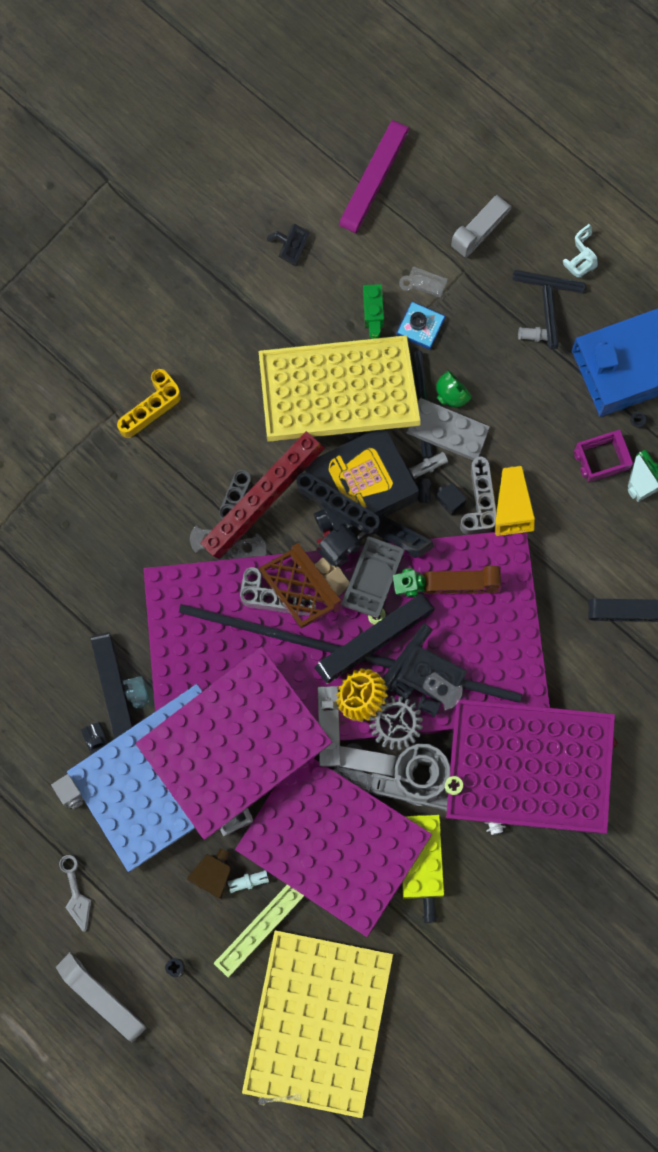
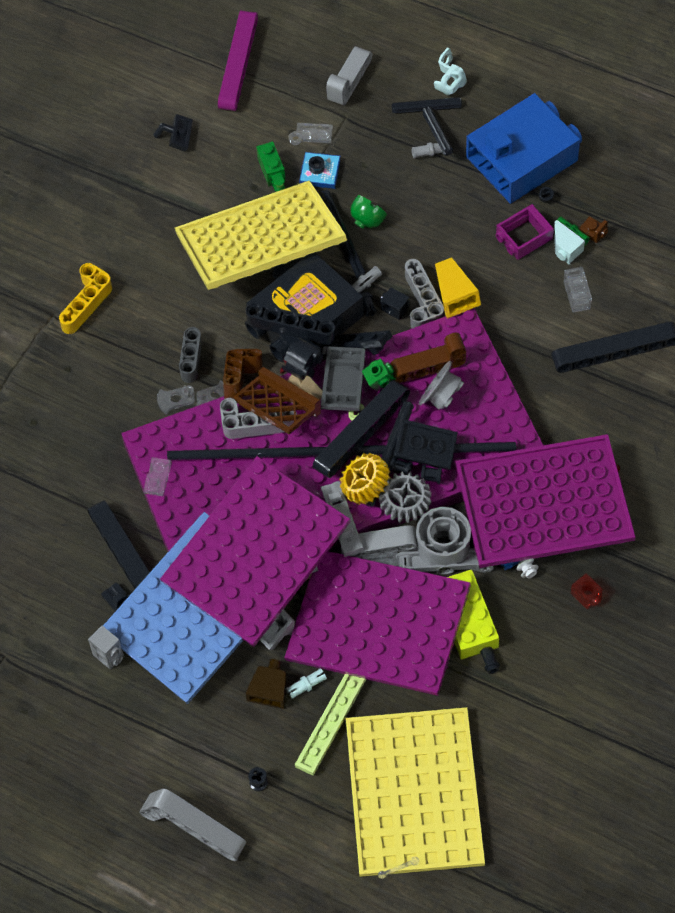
camera: 15 degrees left, 15 degrees down
(78, 904) = (145, 752): light grey piece -> none
(137, 691) = (145, 544): clear light blue brick -> none
(164, 629) = (157, 477): none -> clear slope
(262, 495) = (216, 338): dark red brick -> none
(278, 521) = (236, 364): none -> reddish brown beam
(449, 430) = (374, 247): light grey plate -> none
(453, 695) = (451, 454): clear piece -> none
(458, 789) = (475, 539): yellowish green bush -> none
(465, 618) = (442, 388): none -> light grey piece
(544, 858) = (583, 584): none -> clear red brick
(636, 537) = (577, 289): none -> clear brick

